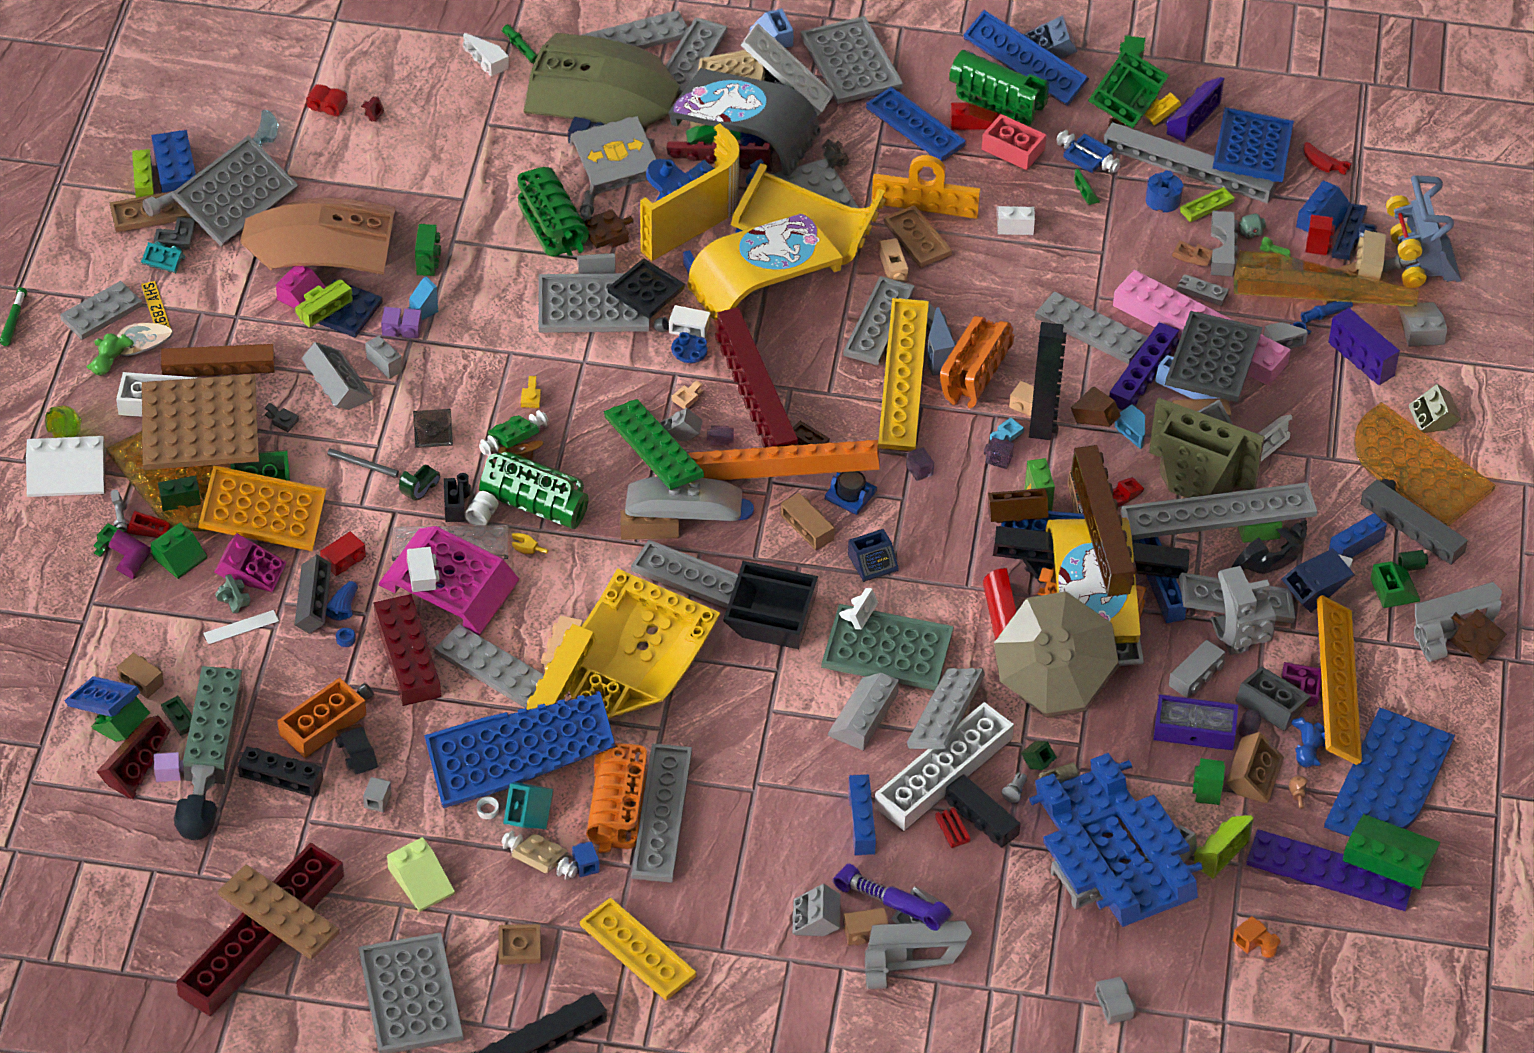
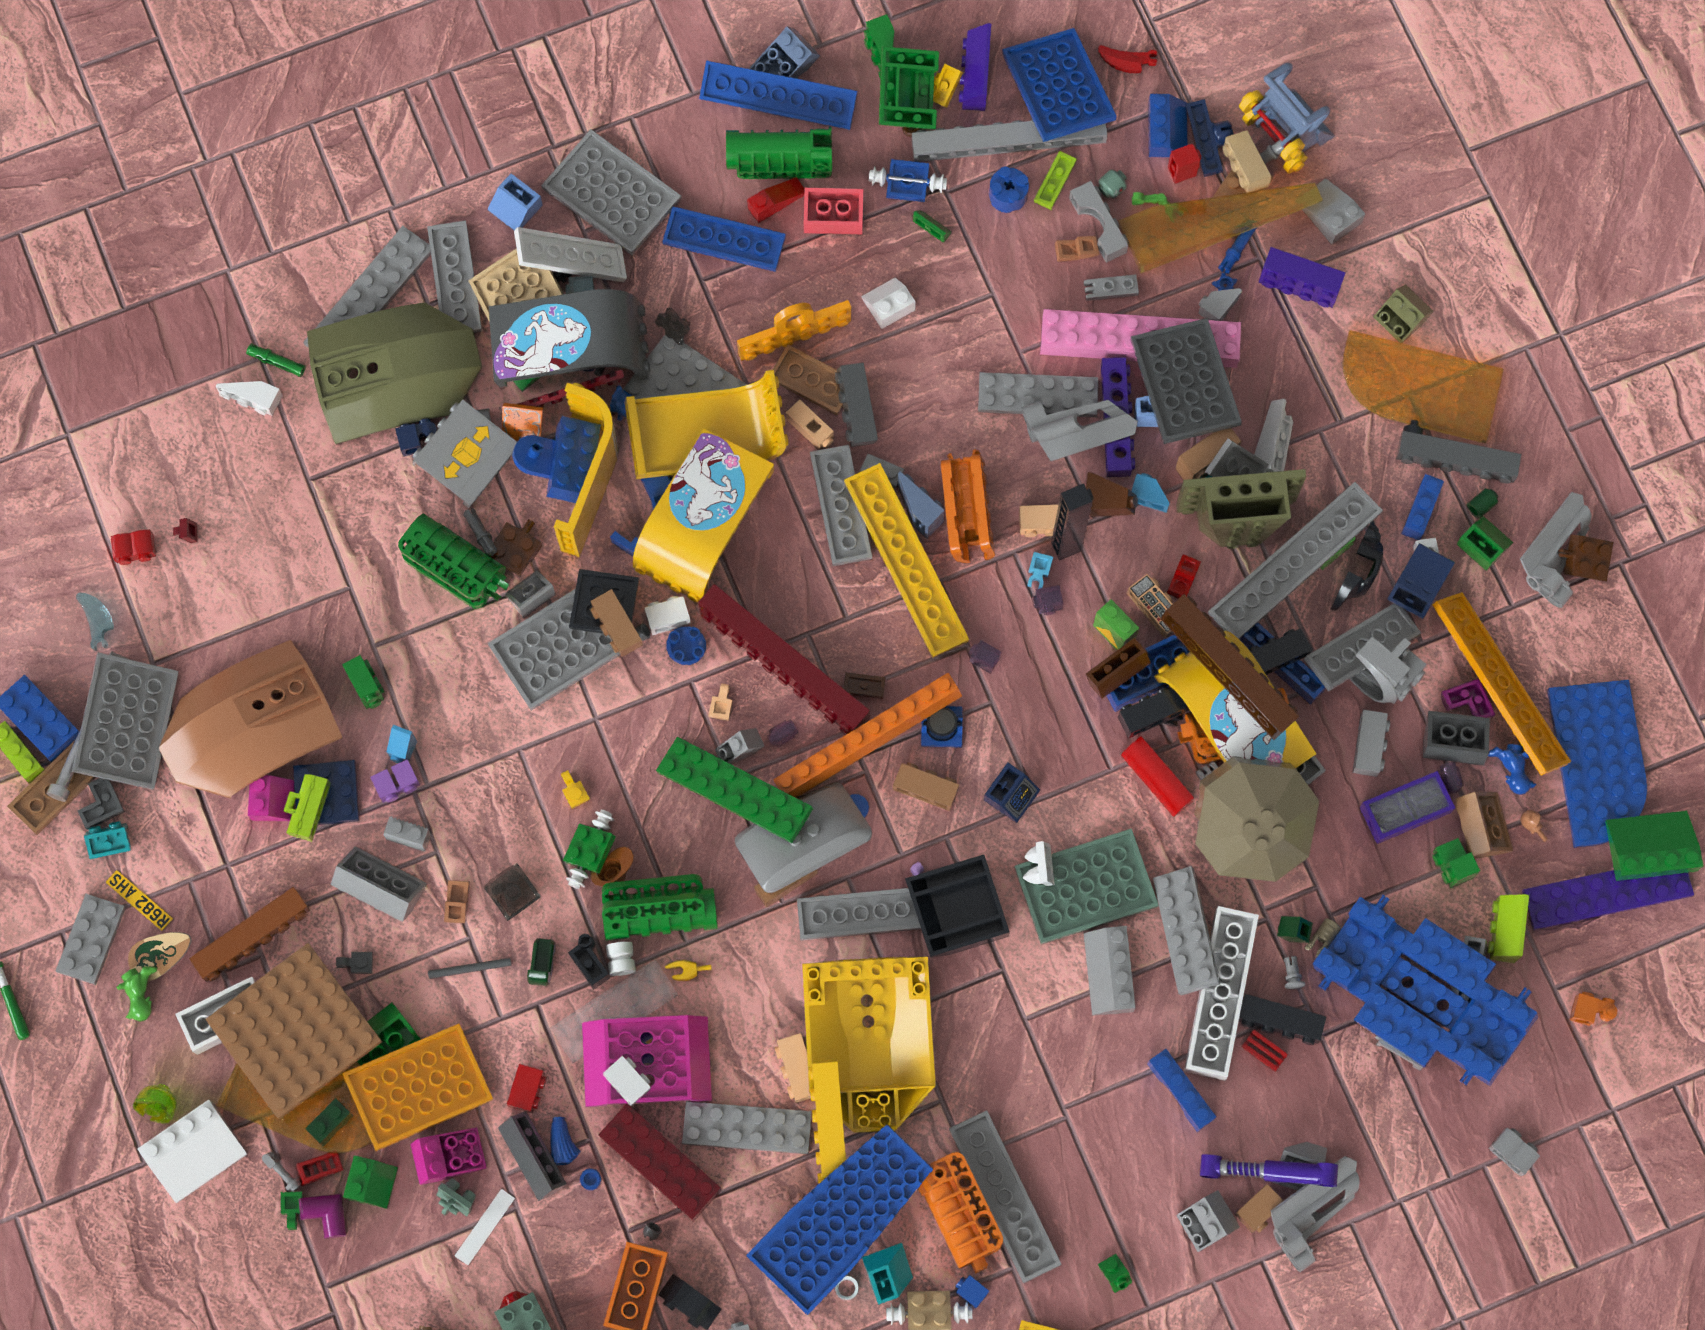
camera: 30 degrees left, 25 degrees up
(387, 418) = (456, 901): none -> nougat slope
(643, 298) = (615, 623): none -> medium nougat brick
(674, 150) = (522, 420): none -> orange tile
(712, 910) = (1115, 1273): none -> green bracket
(939, 261) = (856, 405): none -> dark grey brick
(1090, 352) = (1063, 435): none -> light grey panel

